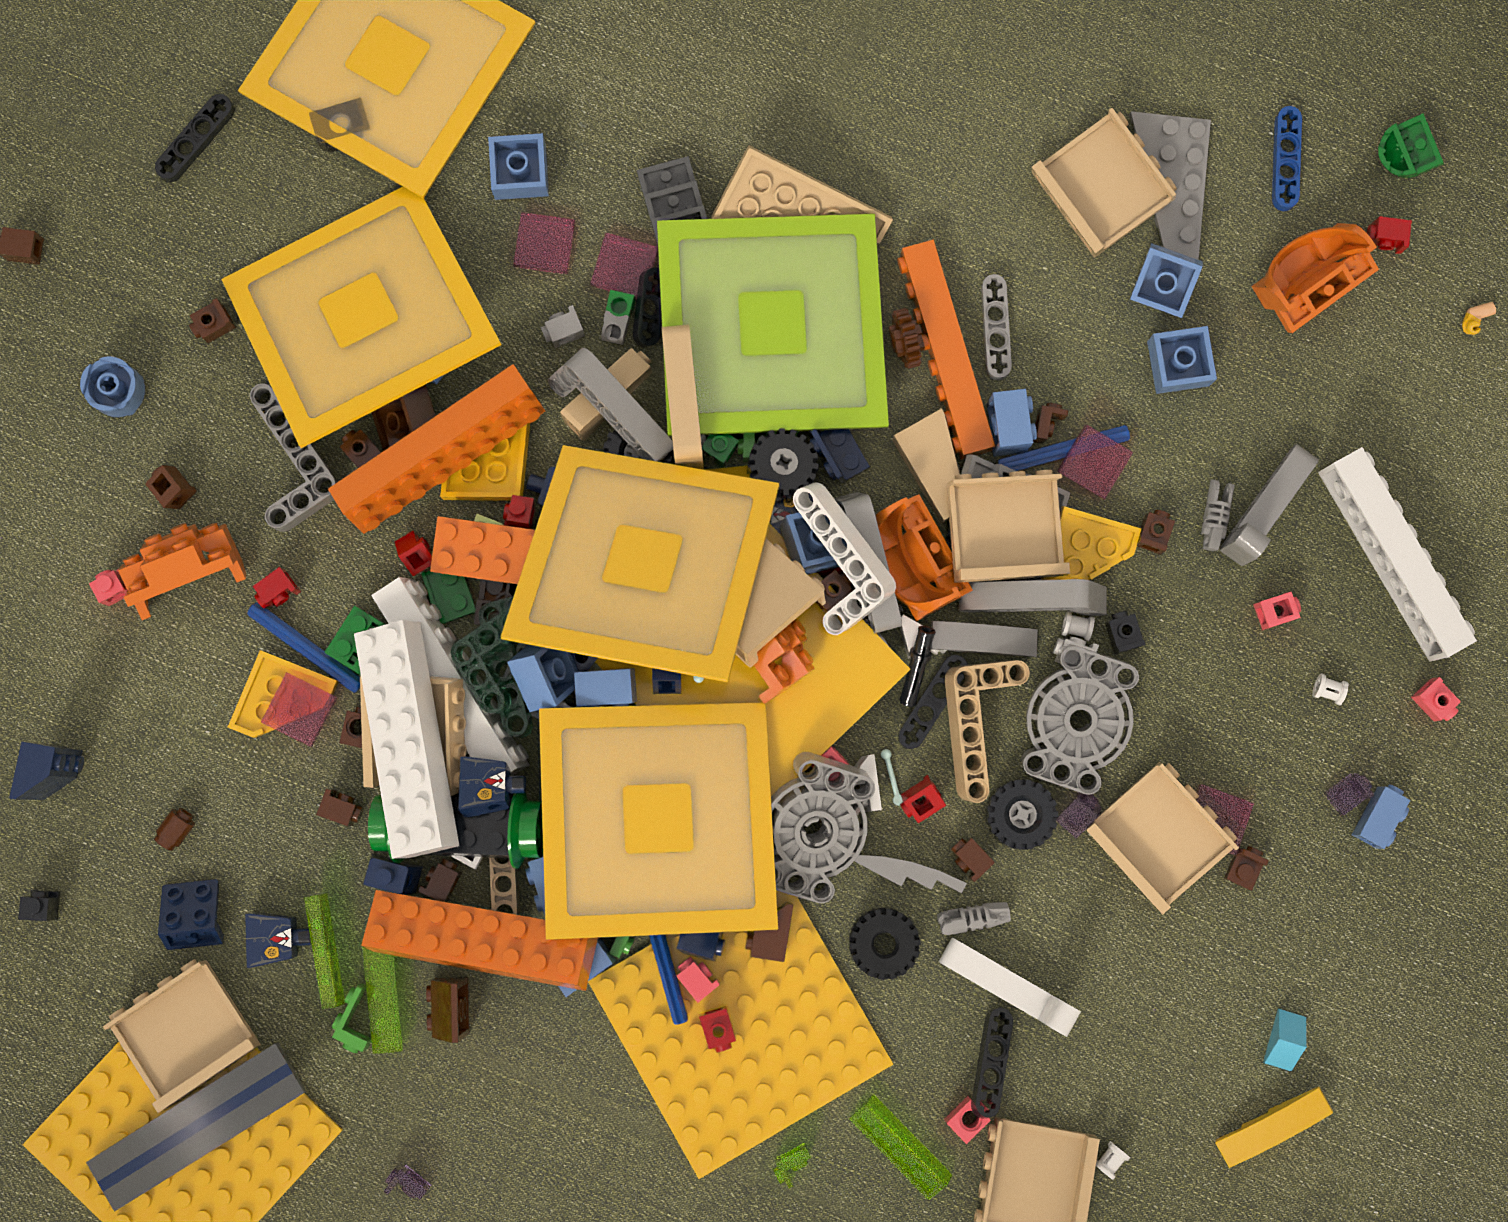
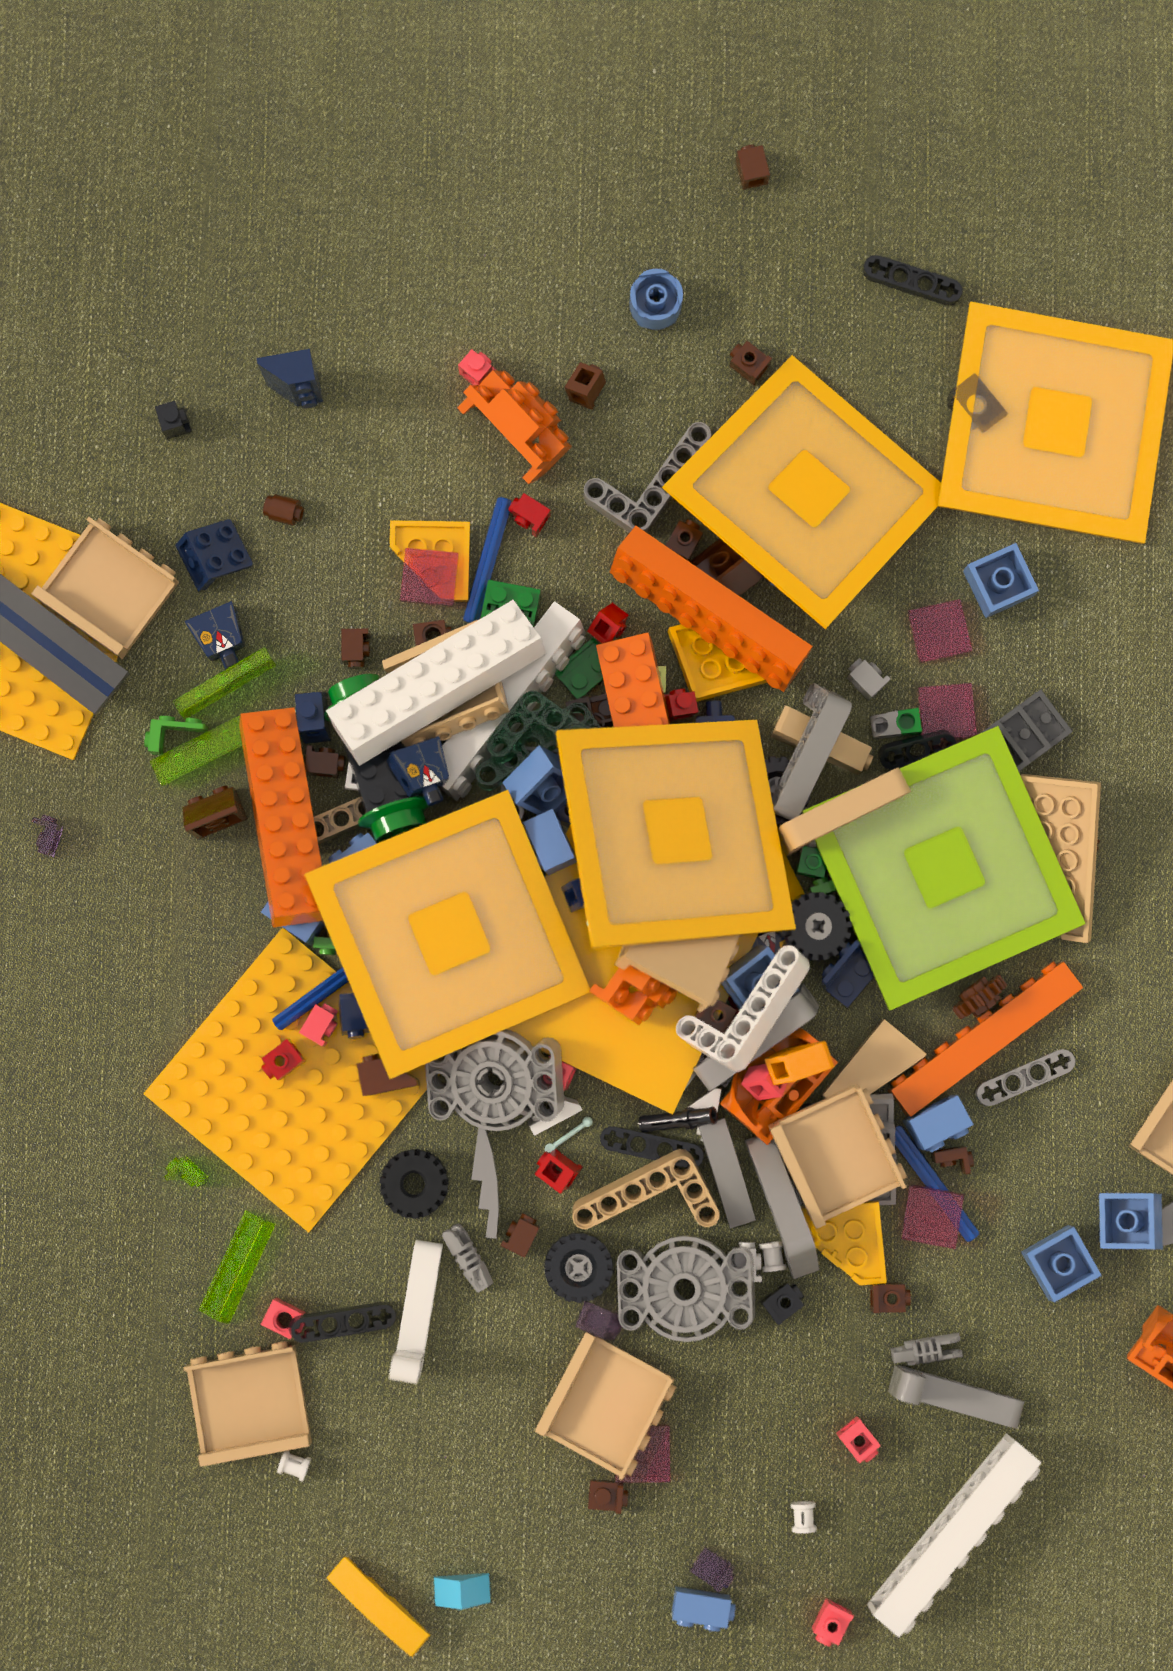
camera: 70 degrees right, 0 degrees up
(908, 528) = (799, 1062): none -> light orange slope
(912, 567) = (759, 1083): none -> coral brick

